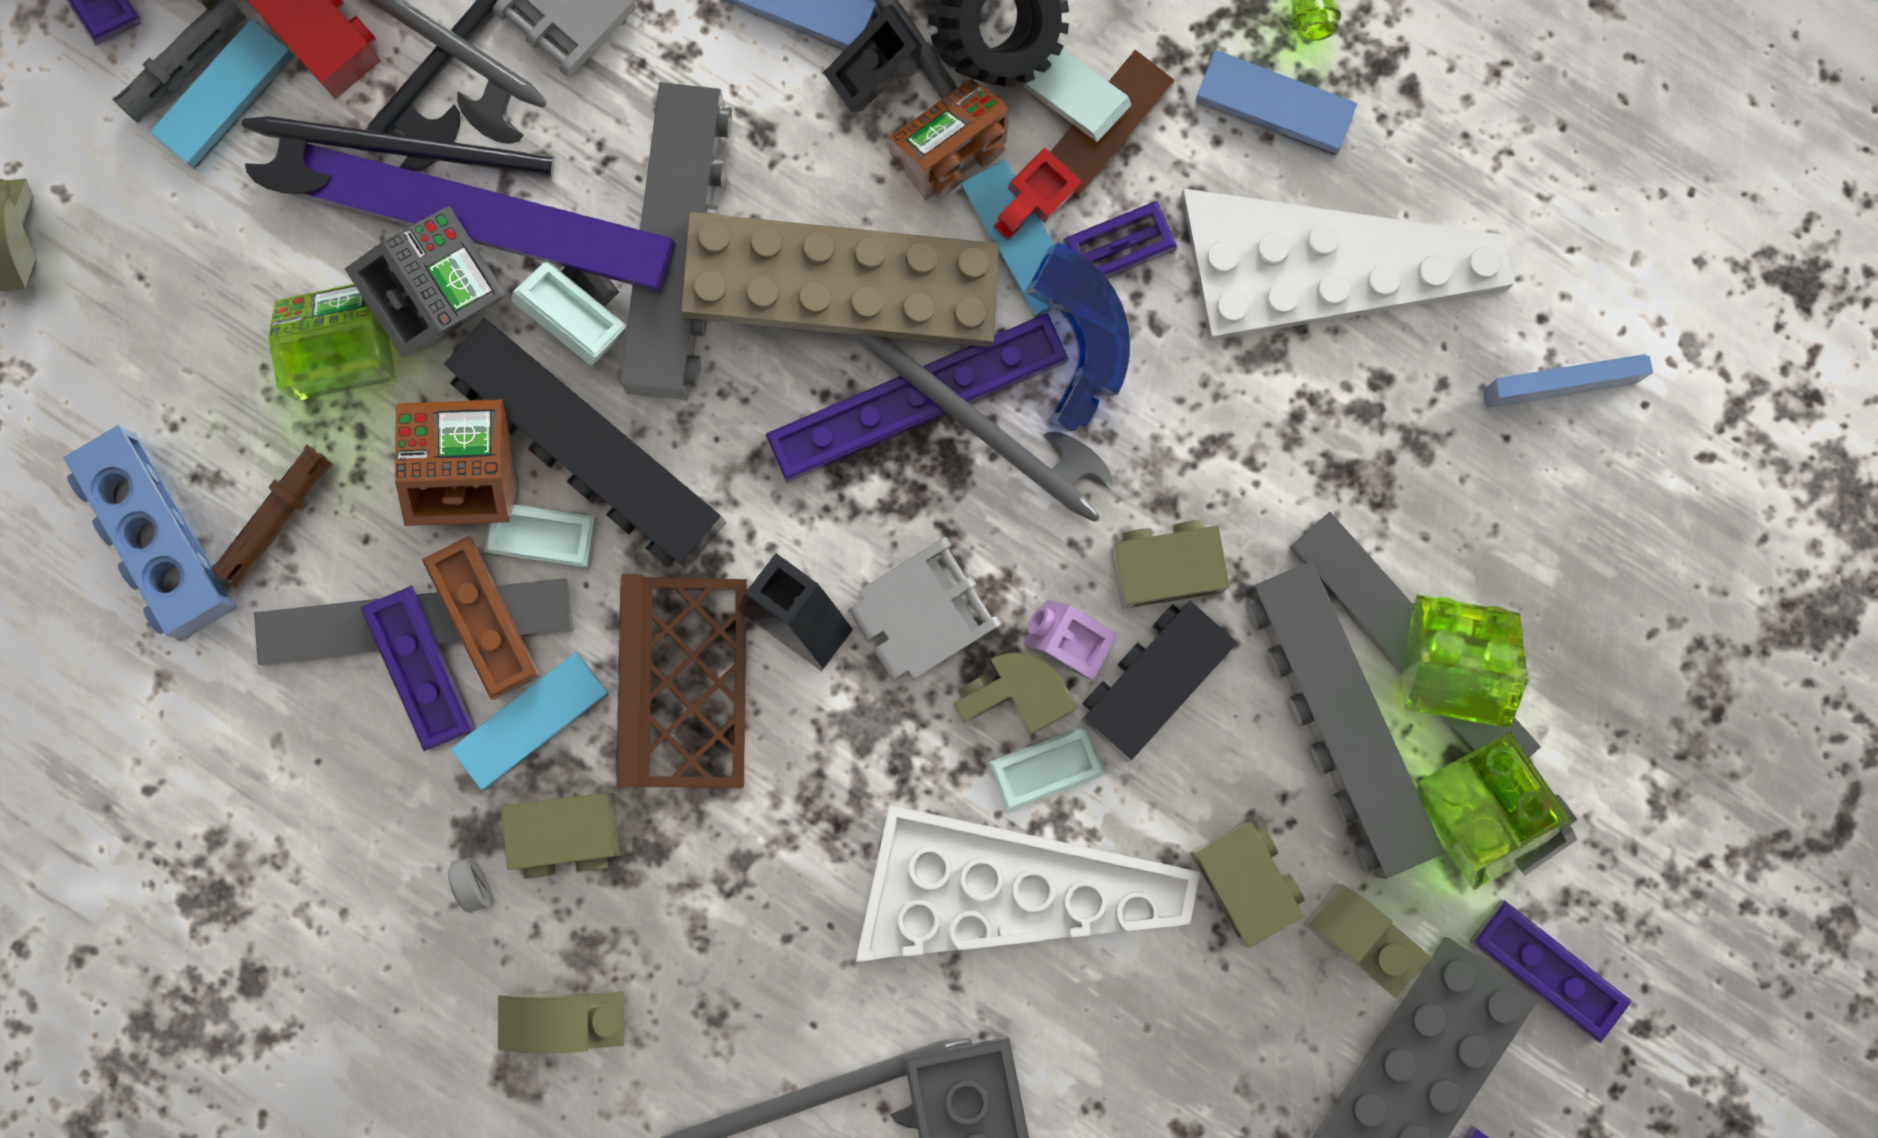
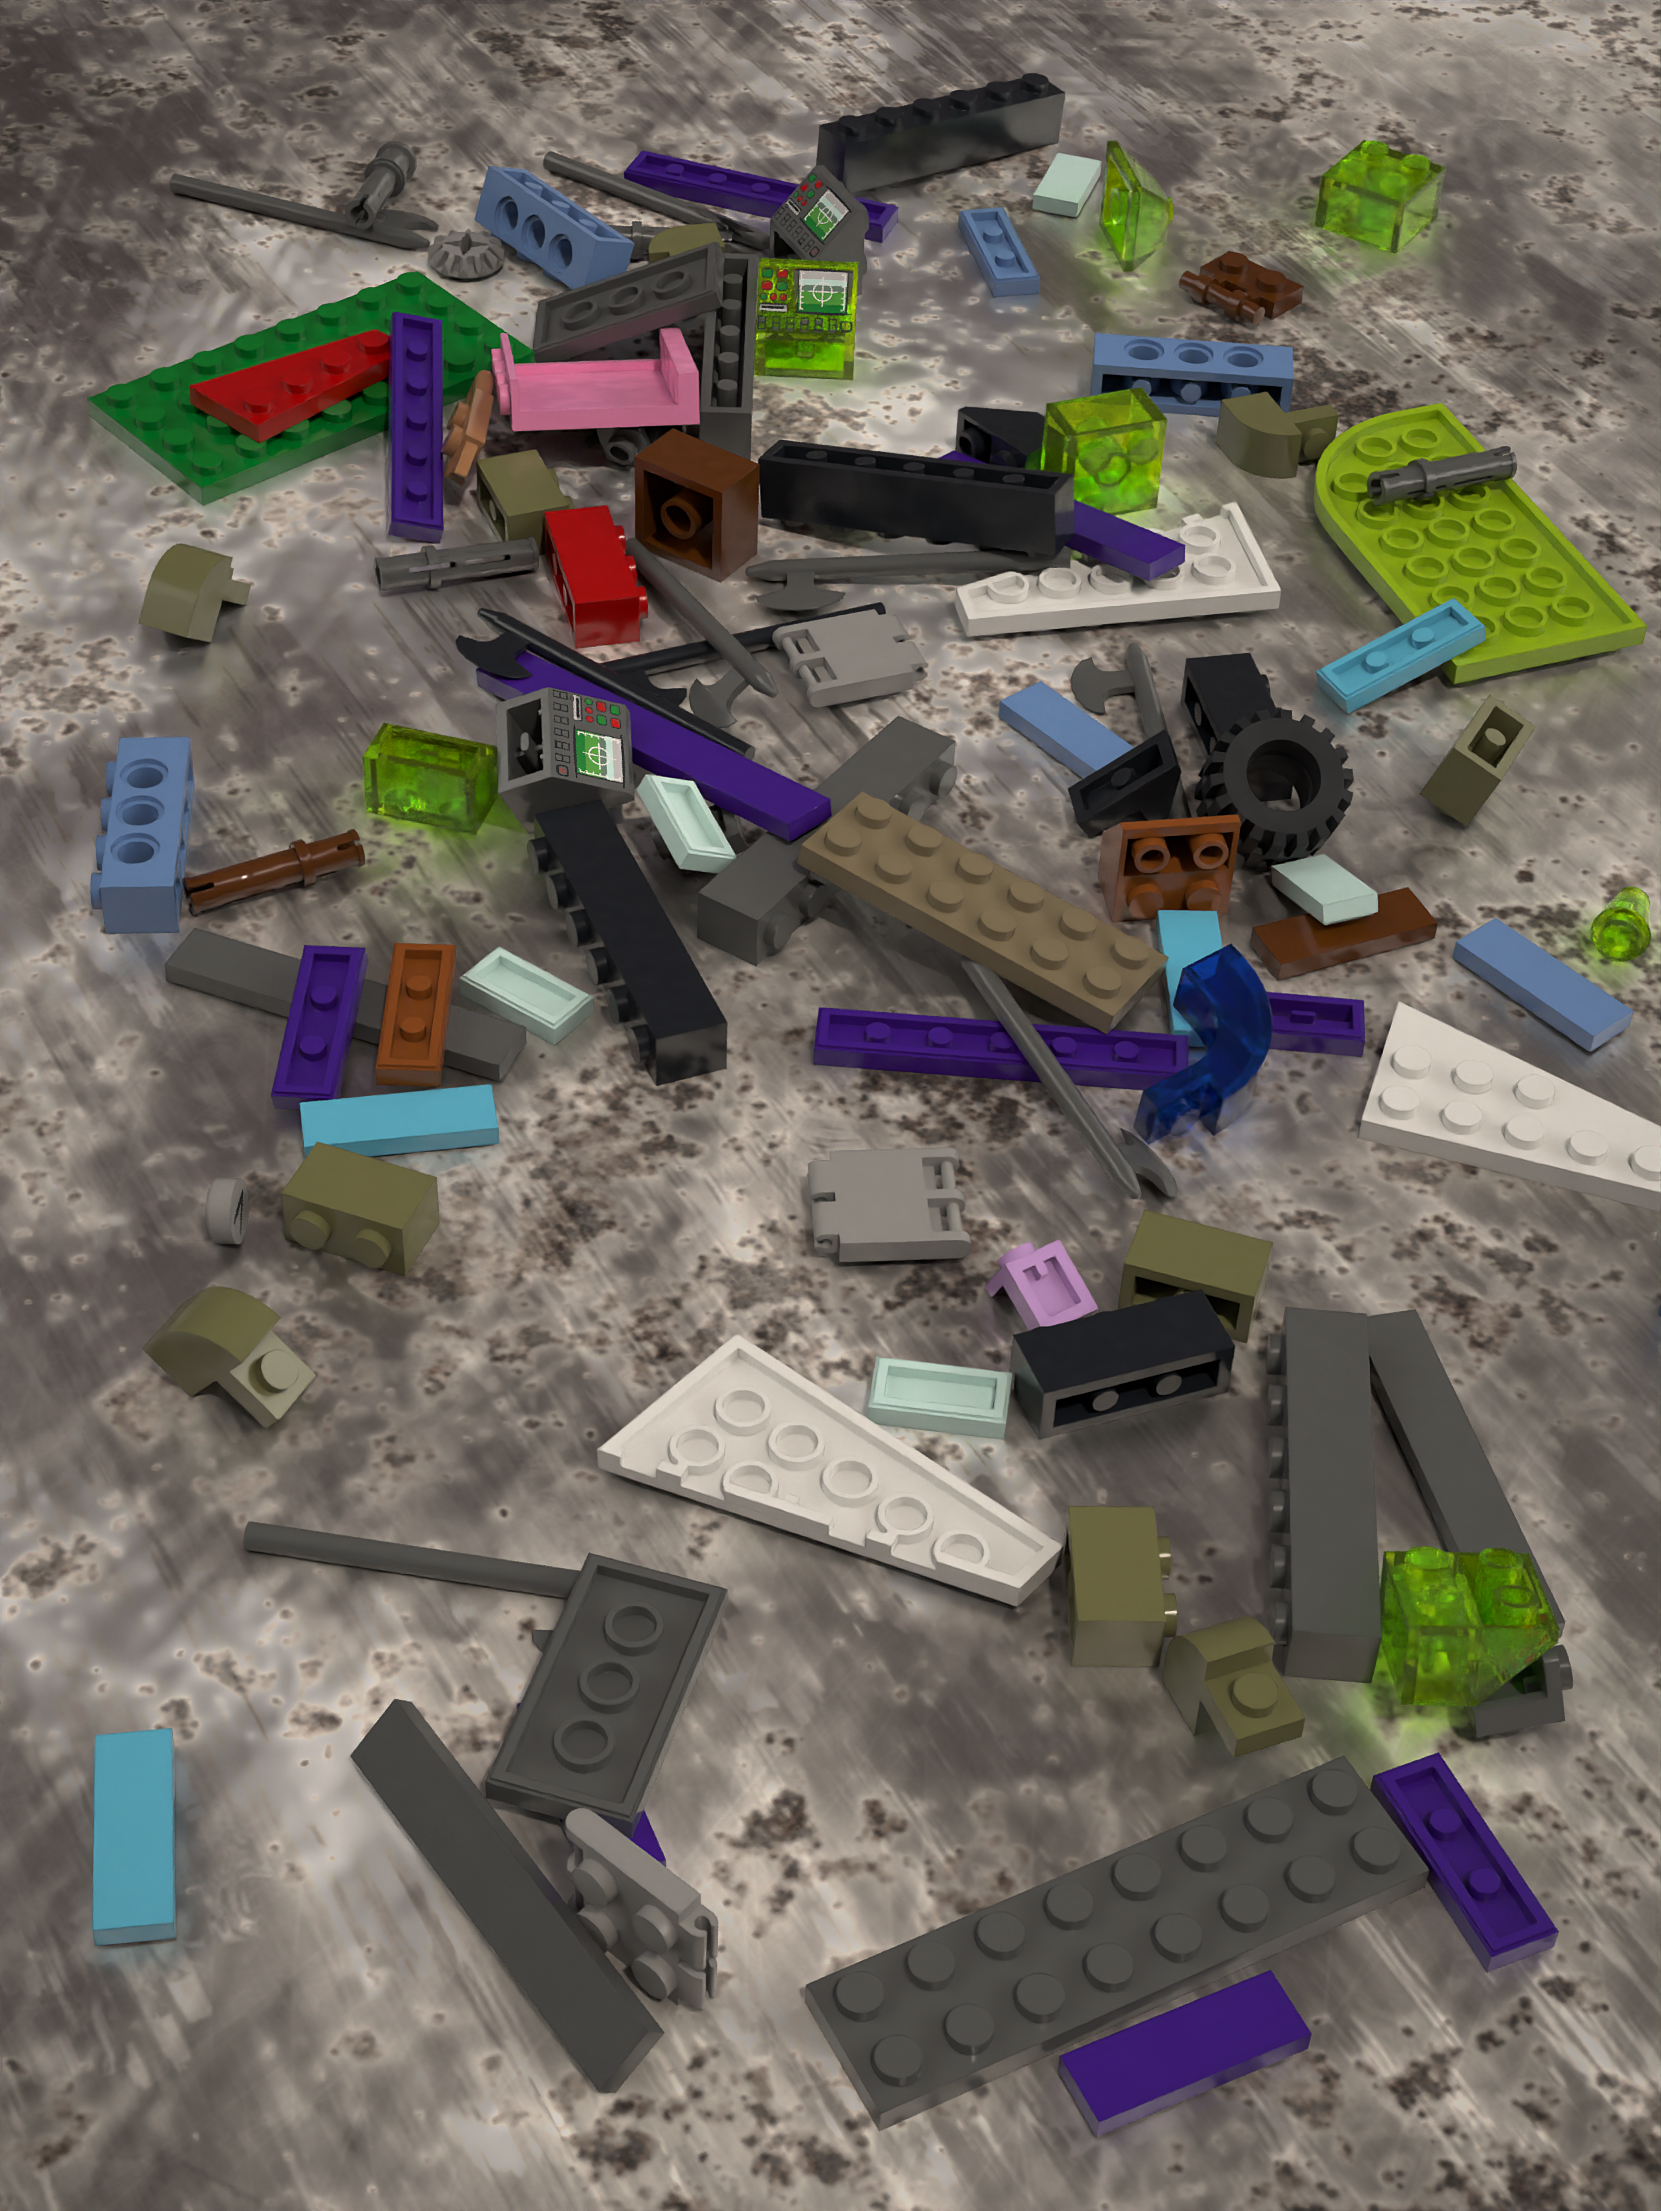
camera: 25 degrees right, 40 degrees down
(221, 93) = (456, 603): medium azure tile -> none
(454, 463) = (487, 881): dark orange slope -> none
(635, 682) = (531, 1132): reddish brown fence -> none
(796, 612) = (749, 1131): black slope -> none
(1028, 683) = (957, 1297): olive brick -> none
(1038, 190) = (1244, 924): red plate -> none
(1464, 661) = (1502, 1479): clear neon green slope -> none

